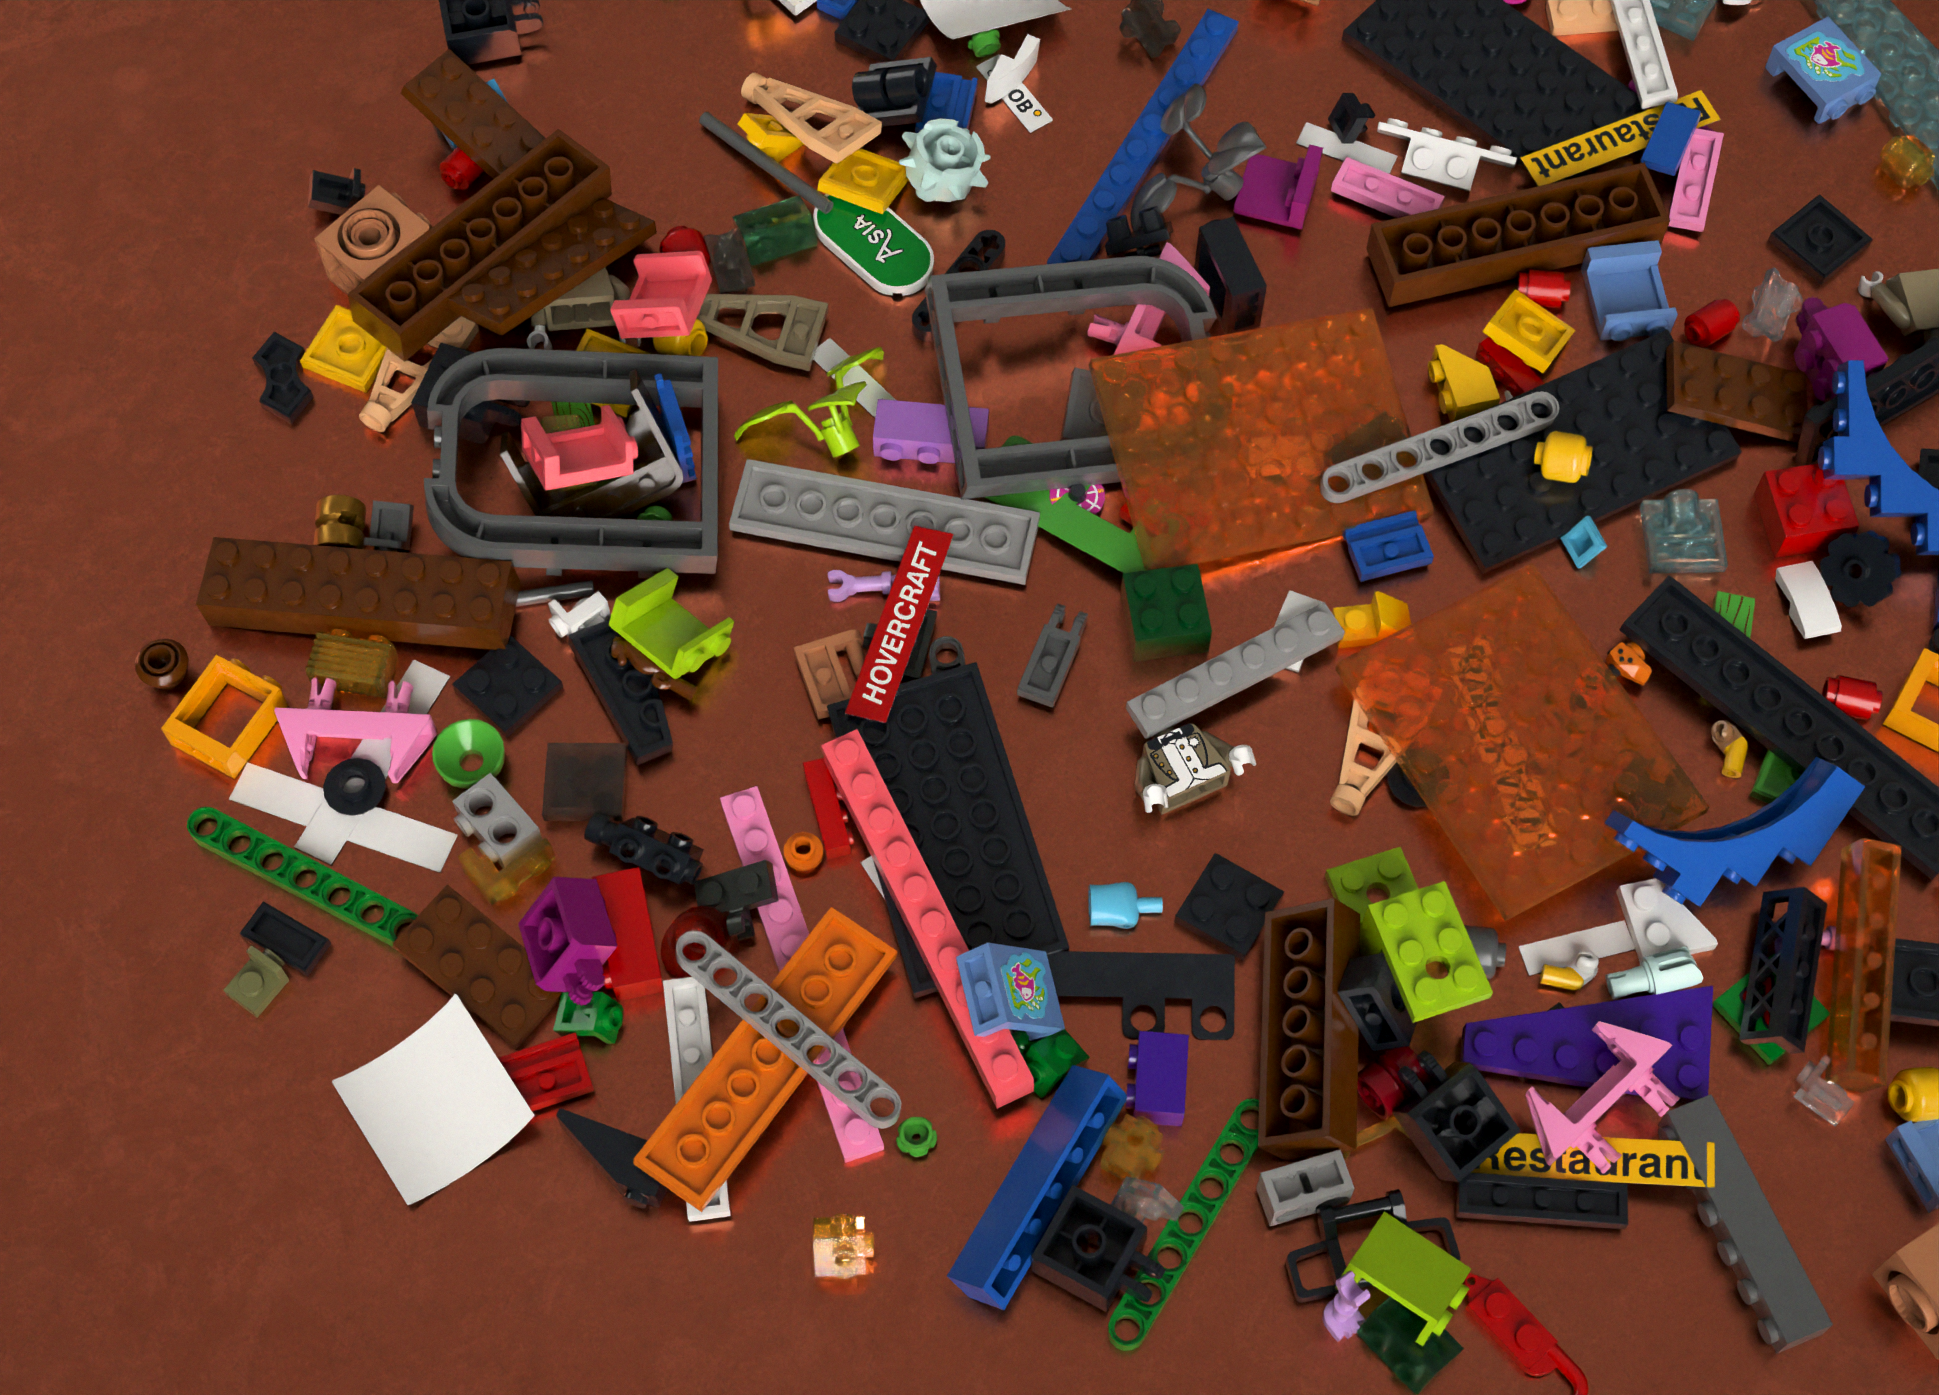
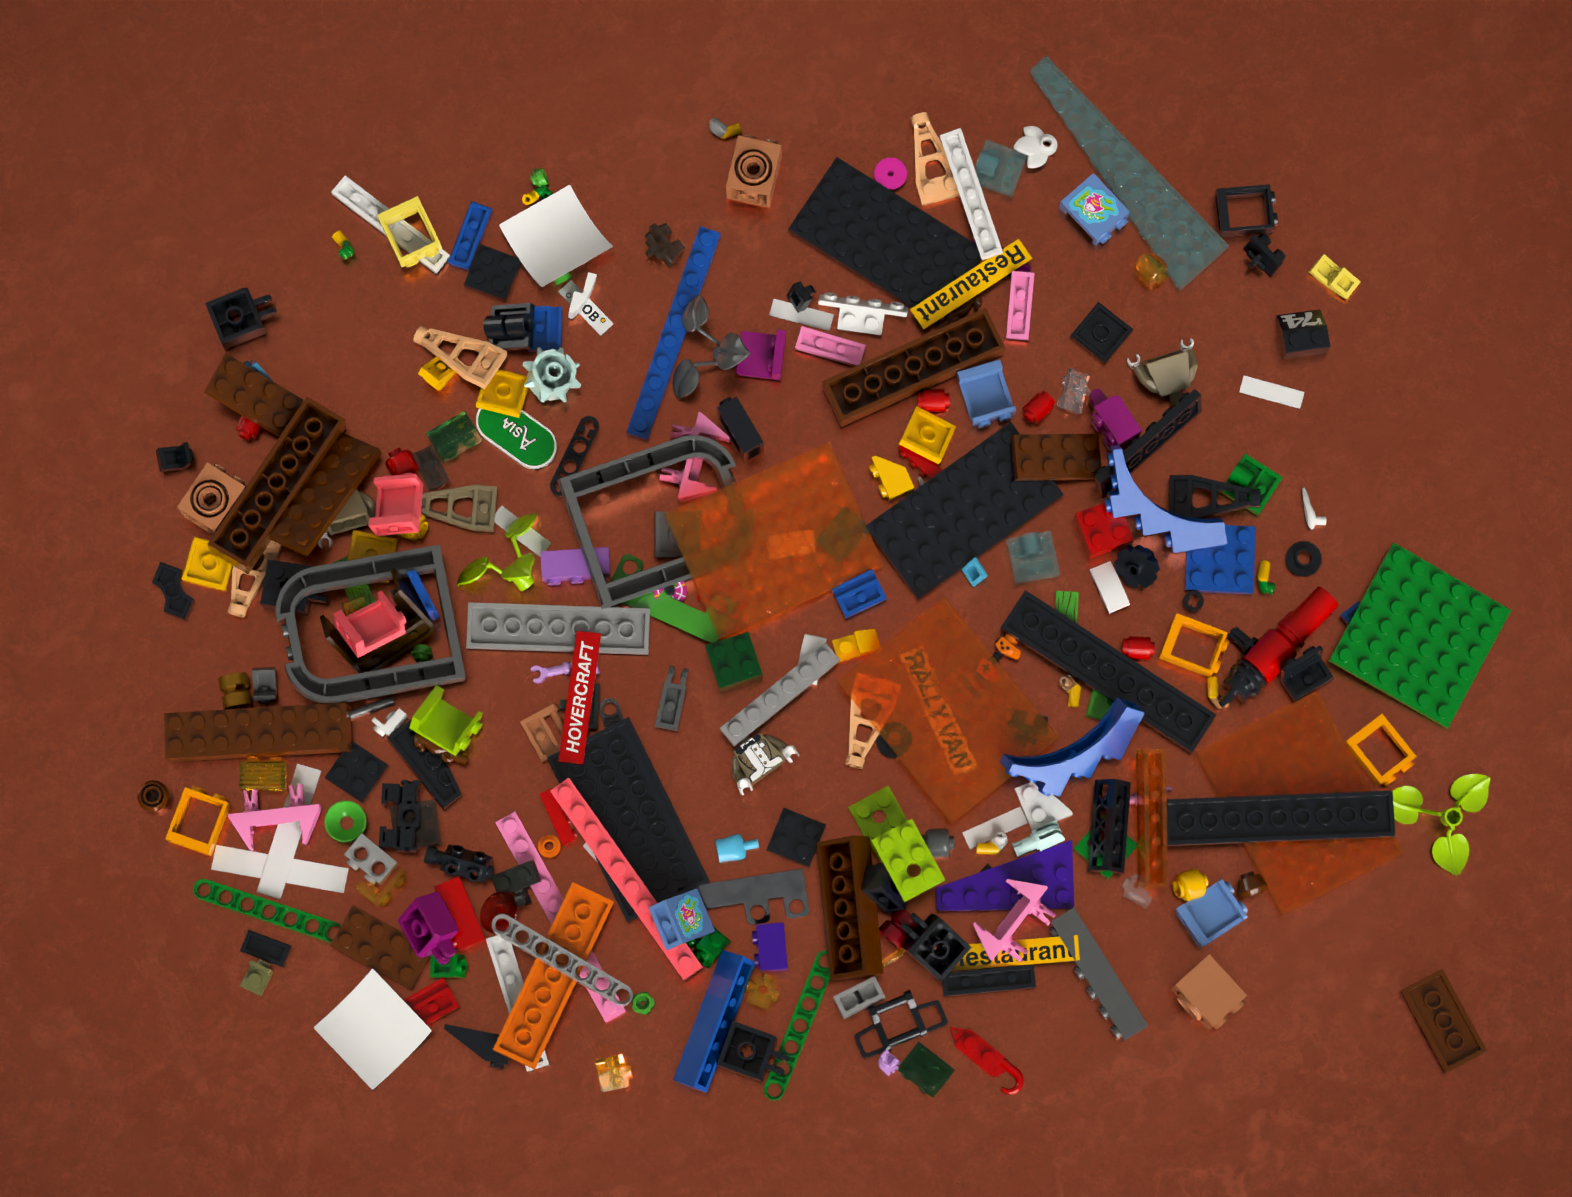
camera: 10 degrees left, 15 degrees up
(358, 802) = (294, 850): black piece -> none
(566, 785) = (406, 835): none -> black piece
(766, 162) = (459, 402): dark grey piece -> none
(1146, 1200) = (769, 1020): clear bracket -> none
(1154, 230) = (681, 410): black hips -> none
(1411, 1272) = (920, 1036): lime panel -> none
(1428, 460) = (873, 538): light grey beam -> none
(1563, 457) = (955, 524): yellow head -> none
(1670, 138) = (1001, 282): blue tile -> none

